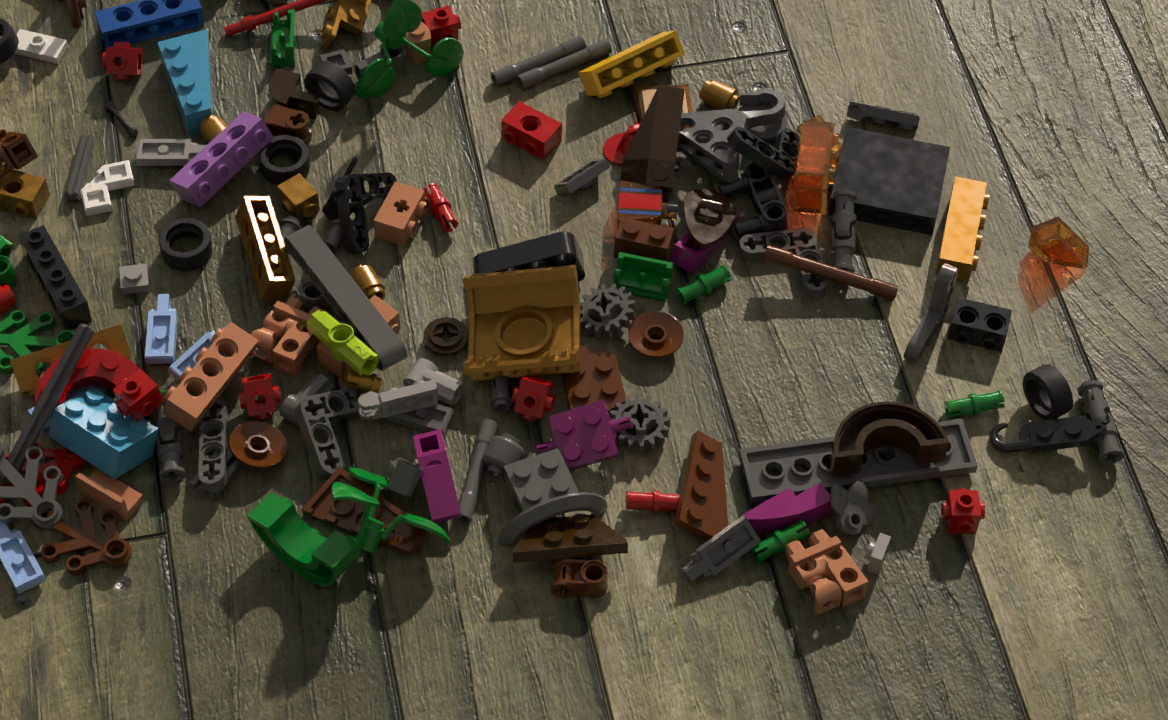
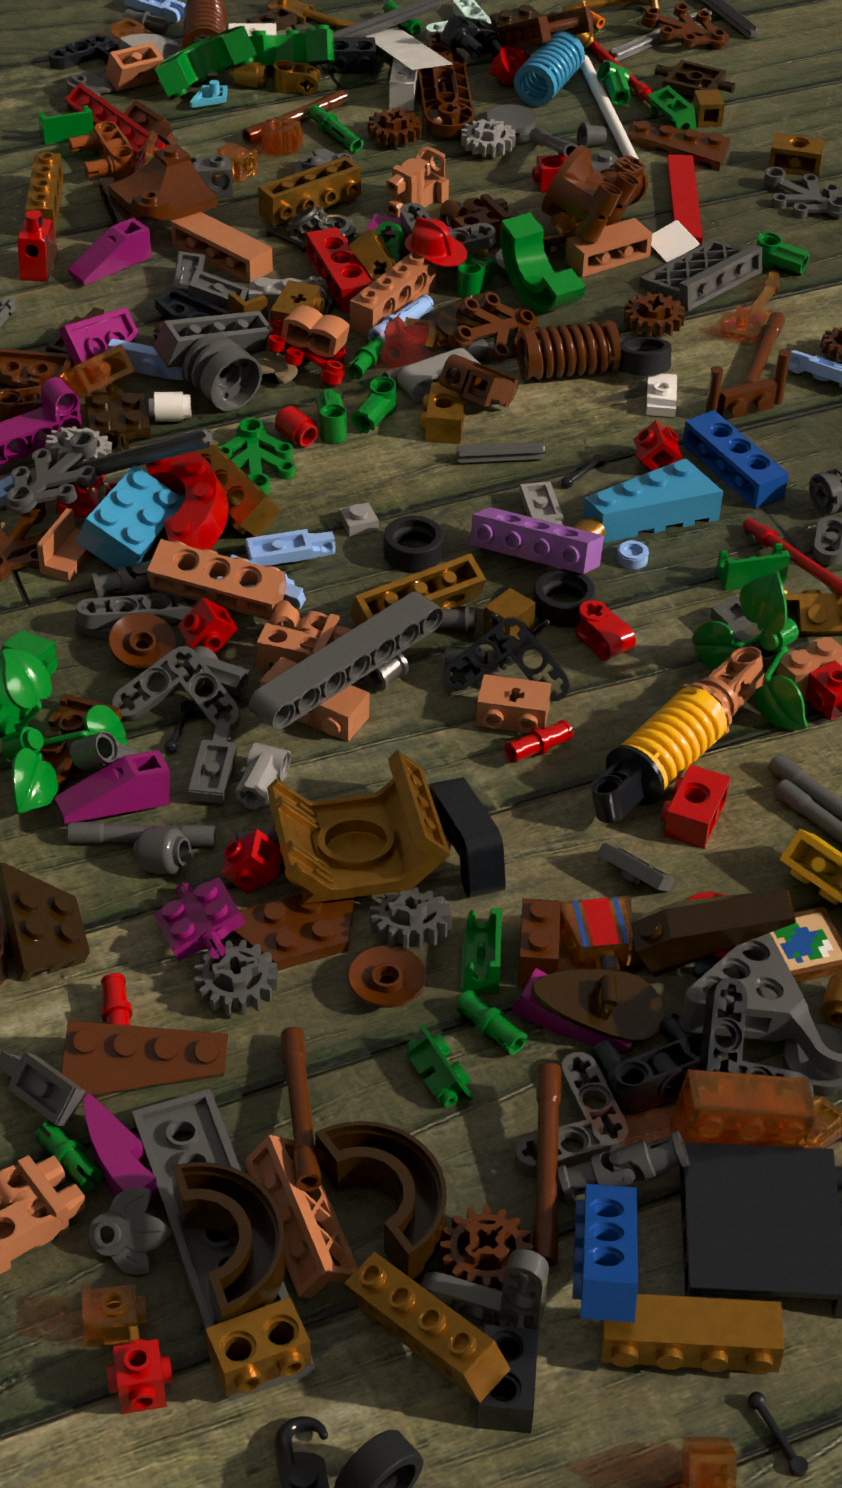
camera: 80 degrees right, 10 degrees down
(55, 278) = (334, 458): black brick -> none
(108, 178) = (466, 472): white tile -> none
(137, 395) = (159, 515): red brick -> none
(237, 106) = (632, 554): none -> light blue tile
(287, 91) = (663, 580): dark brown brick -> none
(288, 121) = (619, 589): reddish brown piece -> none
(334, 143) = (603, 630): none -> red piece
(337, 78) = (684, 606): black tyre -> none
(343, 342) = (275, 660): lime piece -> none
(362, 382) = (235, 698): pearl gold pin -> none
(368, 281) = (394, 694): pearl gold brick -> none
(378, 443) = (187, 708): none -> black hinge
(398, 400) = (214, 734): light grey hinge -> none
(436, 329) = (349, 770): dark brown gear -> none
(467, 121) = (675, 736): none -> piece
(543, 490) = (105, 887): dark grey piece -> none
(718, 399) = (305, 1155): none -> reddish brown piece
(726, 321) = (448, 1079): none -> green hinge
(823, 417) = (305, 1241): none -> nougat fence
(841, 343) = (403, 1168): none -> dark brown brick
(877, 552) = (56, 1274): light grey plate -> none
(888, 319) = (484, 1244): none -> reddish brown gear
(911, 526) = (112, 1314): none -> clear orange brick
(912, 248) = (606, 1253): none -> blue brick
(953, 349) = (428, 1326): none -> pearl gold brick
(961, 437) = (253, 1337): none -> pearl gold brick
(974, 404) = (351, 1385): green pin -> none
(1040, 207) = (798, 1465): none -> black hinge

